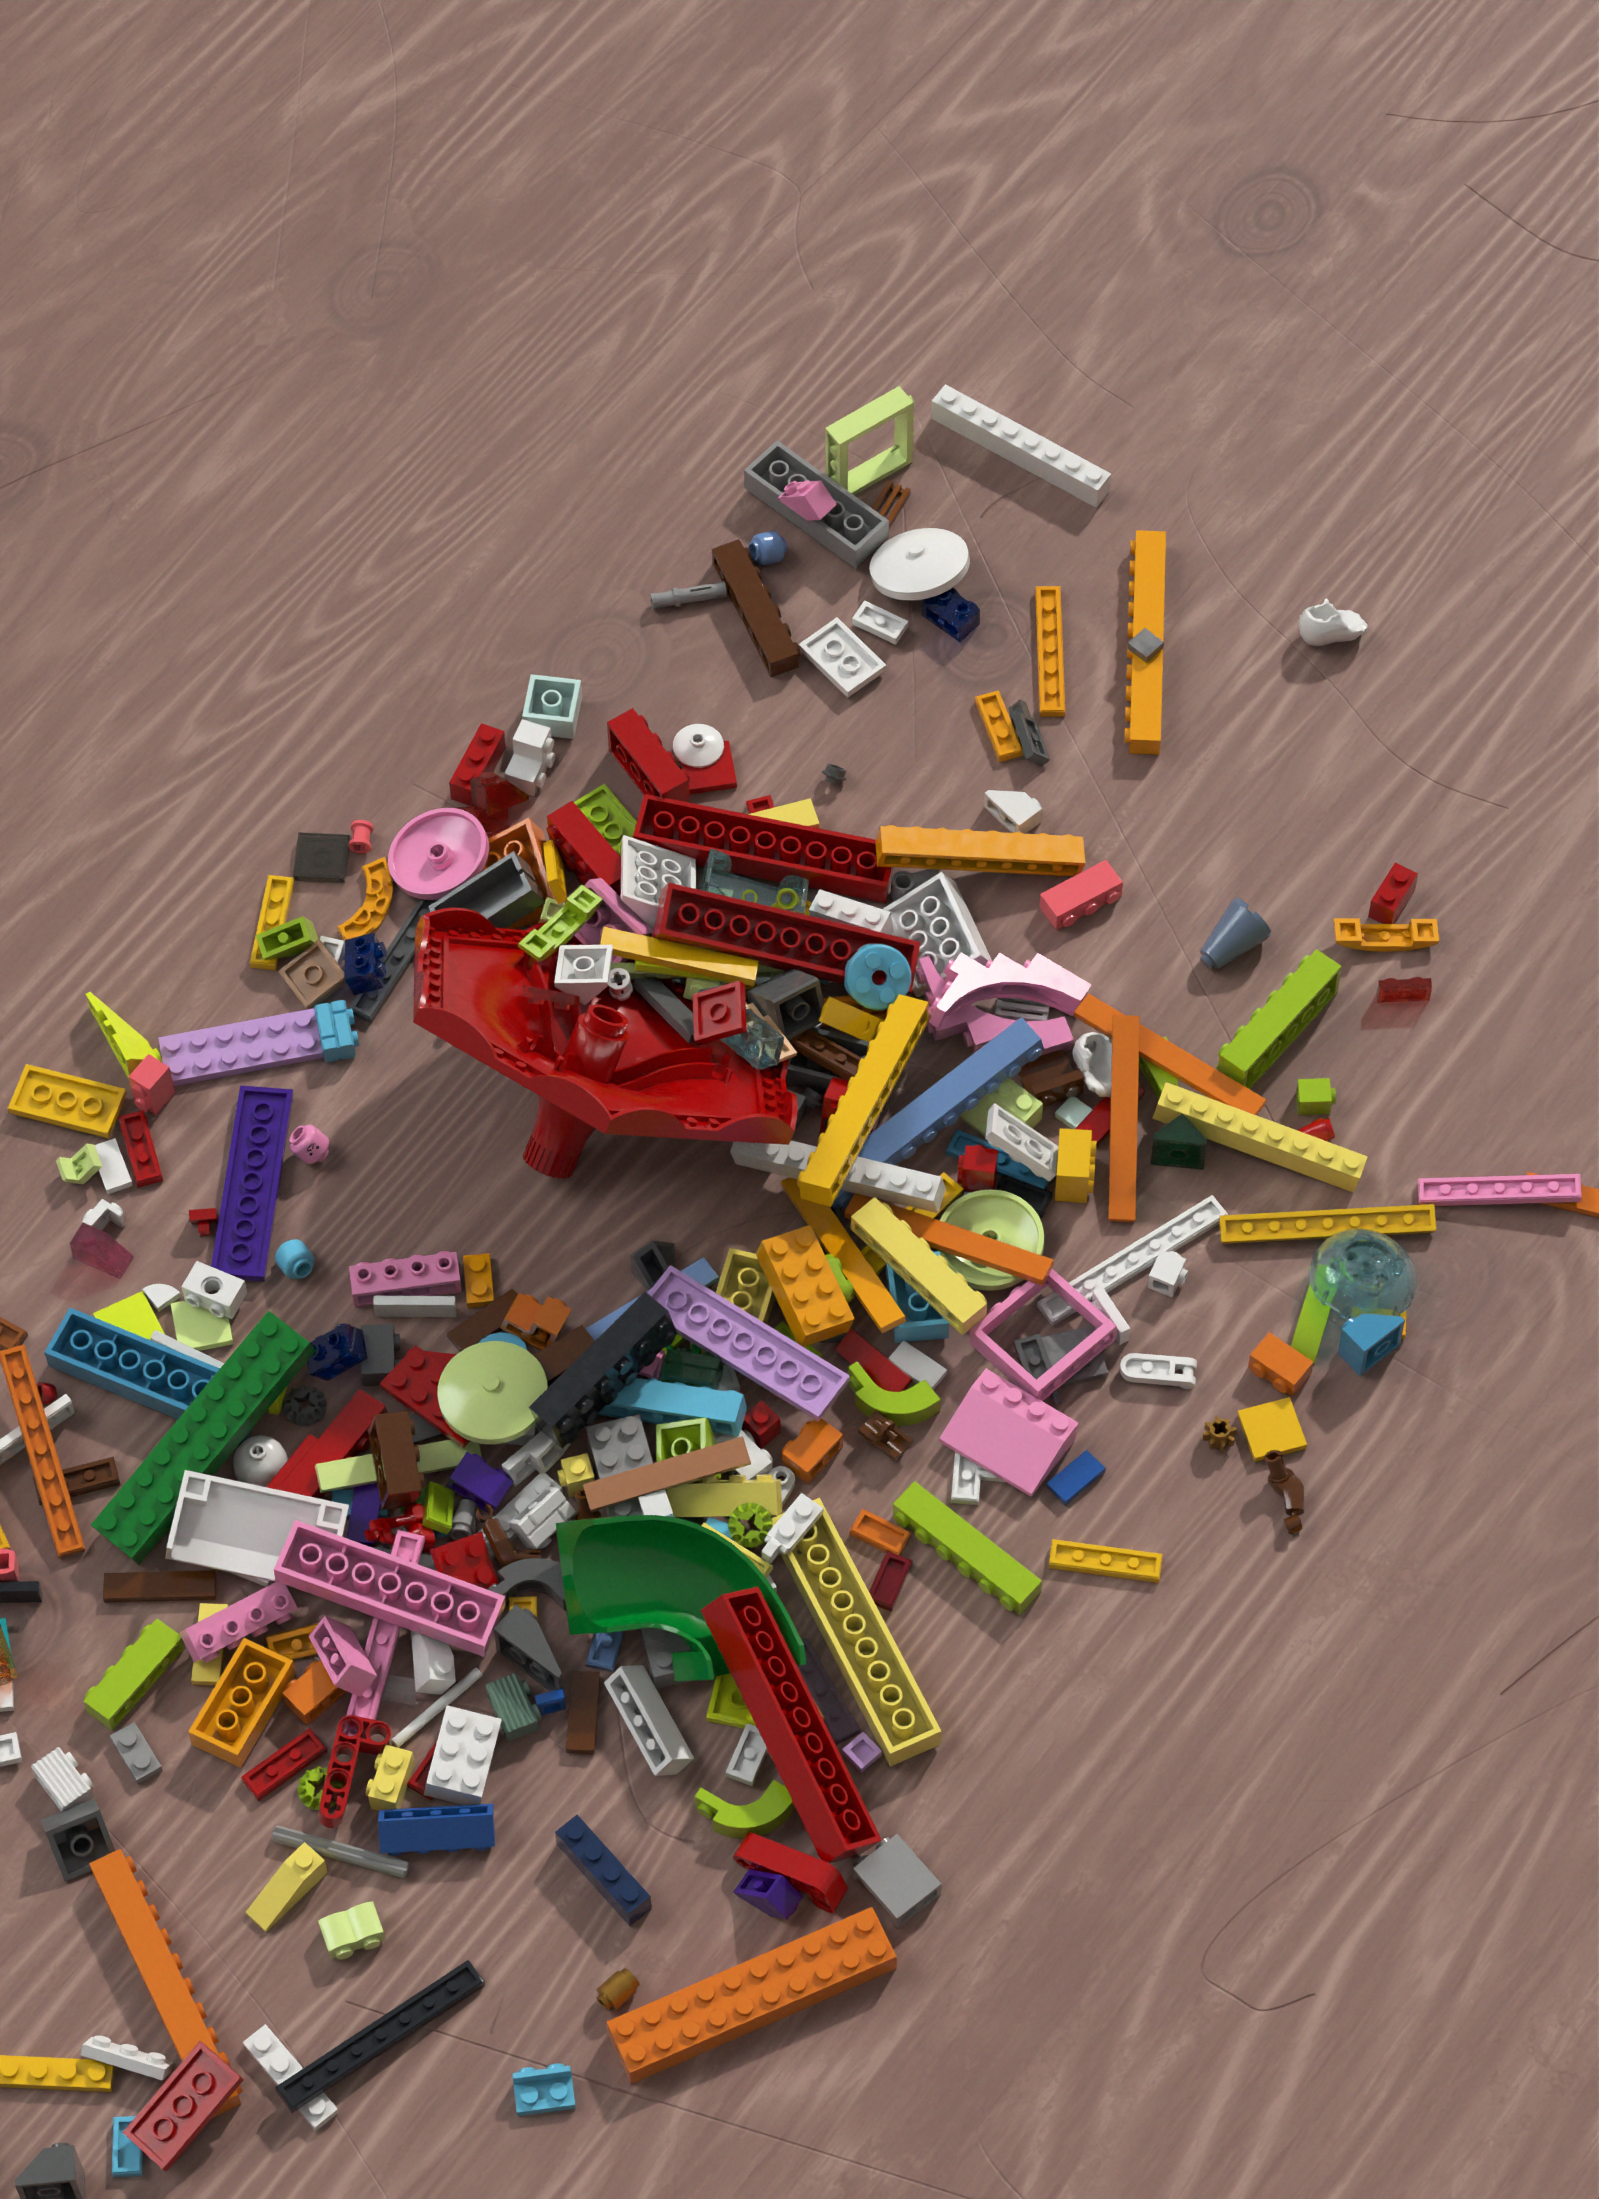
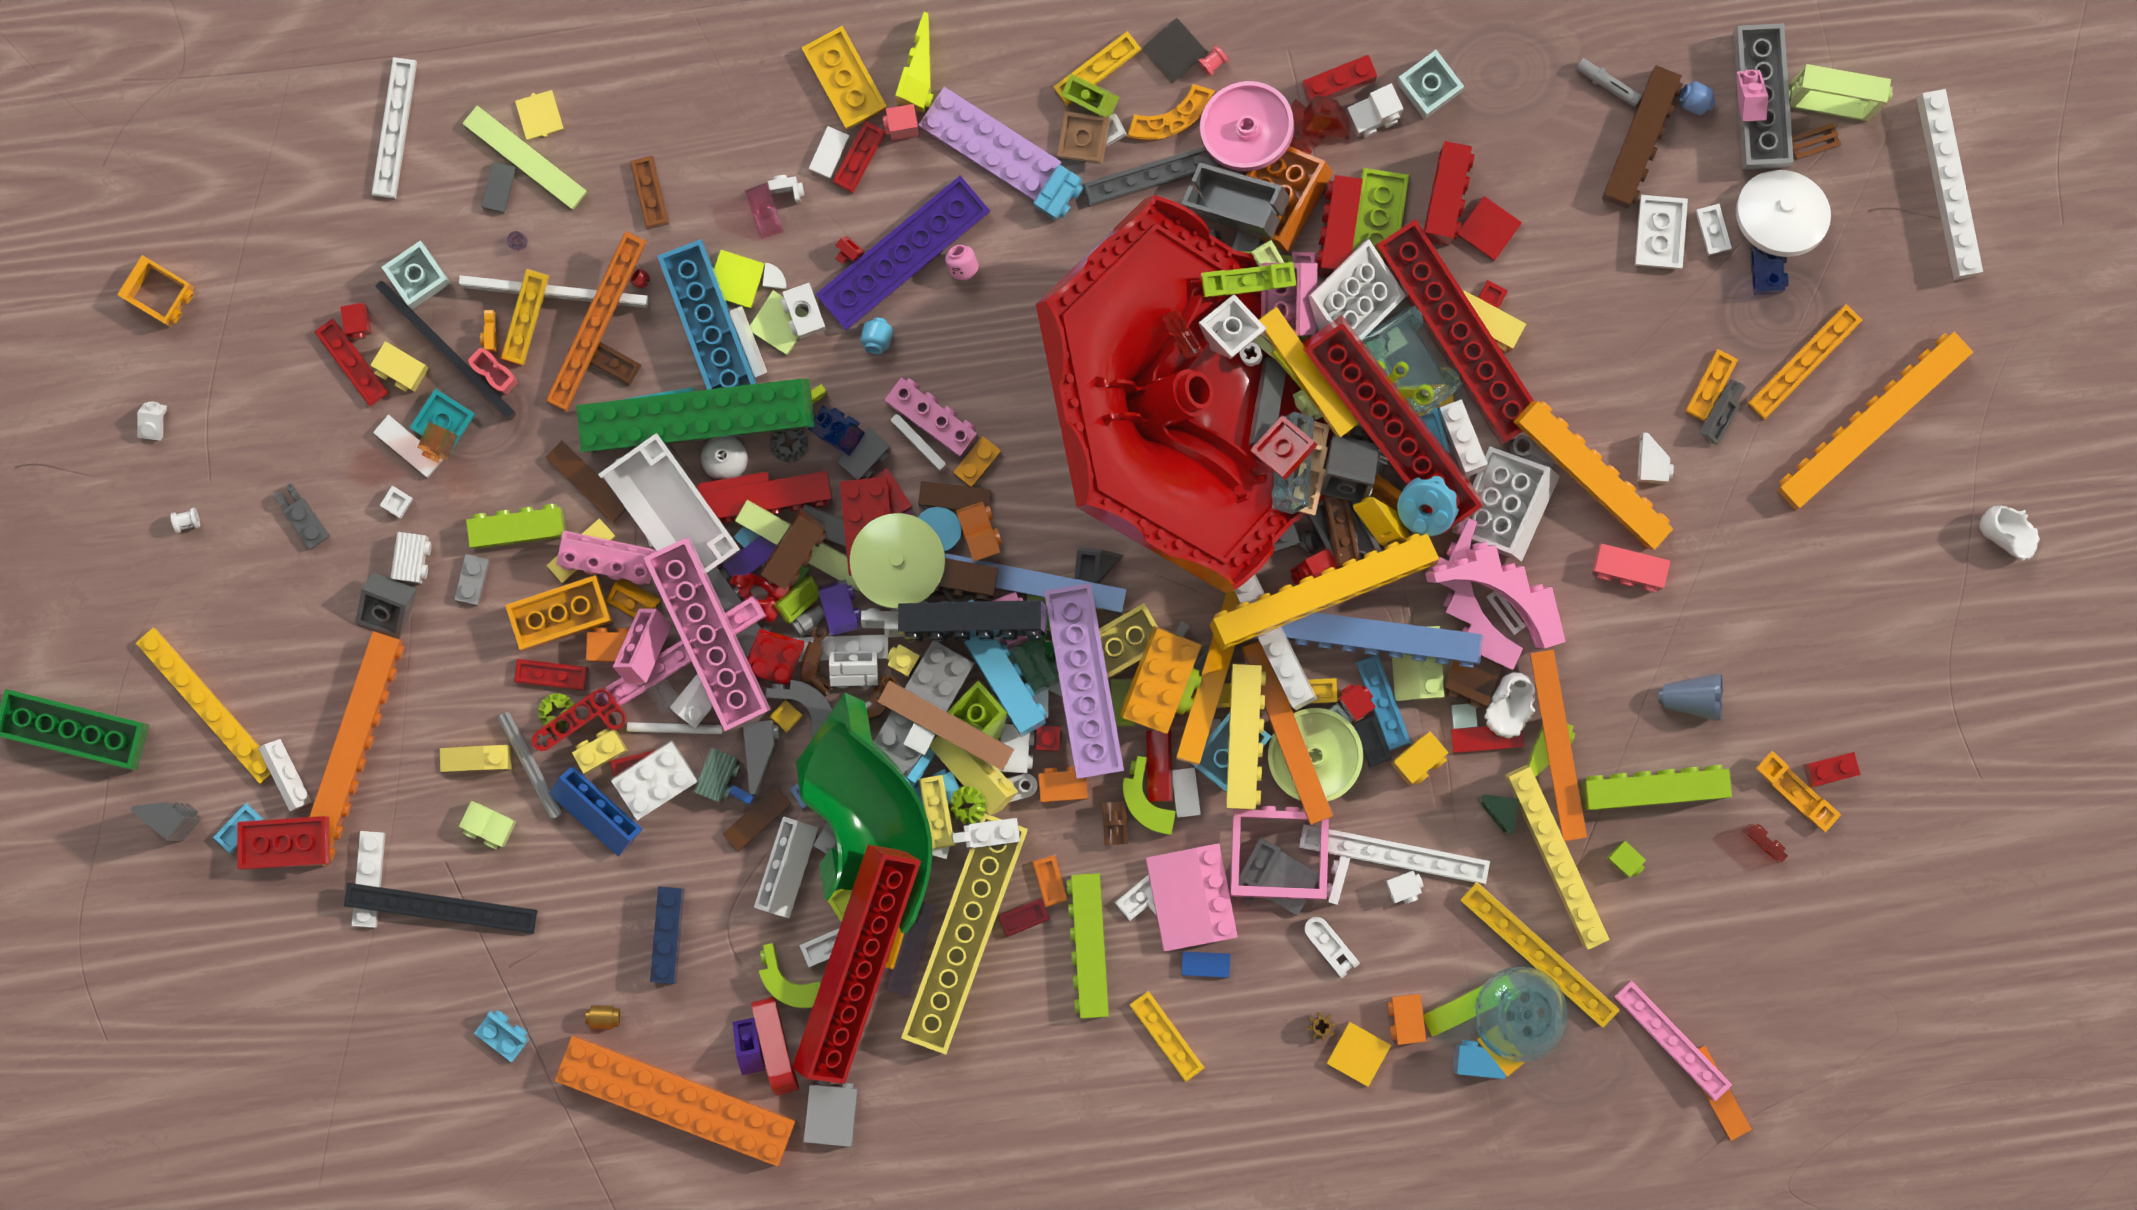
camera: 45 degrees right, 25 degrees up
(80, 1166) = (806, 134): yellowish green bracket -> none
(364, 963) = (1121, 163): clear blue brick -> none
(554, 871) = (1299, 222): yellow tile -> none
(698, 754) = (1491, 217): white dish -> none
(834, 773) = (1565, 316): dark grey plate -> none
(862, 1752) = (893, 1012): lavender plate -> none
(1021, 1142) = (1400, 713): white plate -> none
(1123, 1118) = (1485, 757): orange tile -> none
(1145, 645) = (1864, 427): flat silver tile -> none
(1288, 1487) = (1327, 1101): reddish brown arm -> none
(1320, 1129) = (1600, 884): red cone -> none

